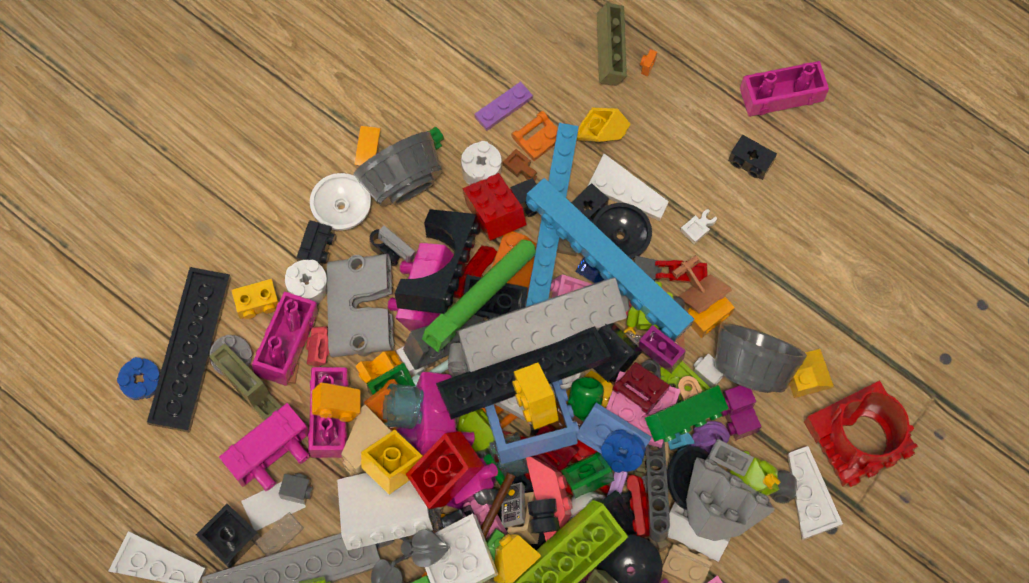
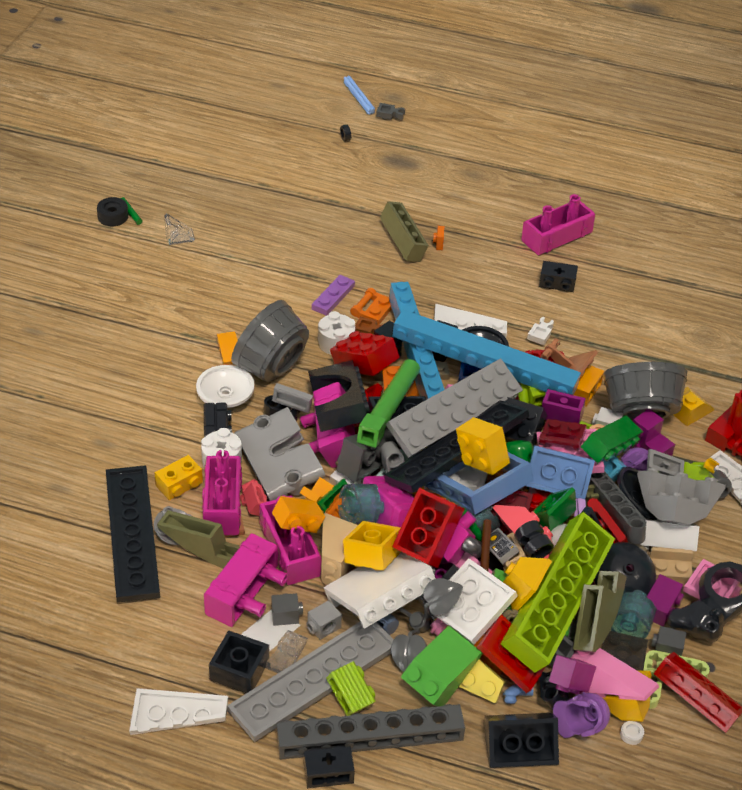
camera: 20 degrees left, 25 degrees down
(127, 375) = (92, 559): blue plate -> none
(324, 513) = (324, 620): none -> light grey brick
(603, 125) = (428, 283): yellow slope -> none
(617, 460) = (575, 466): blue plate -> none

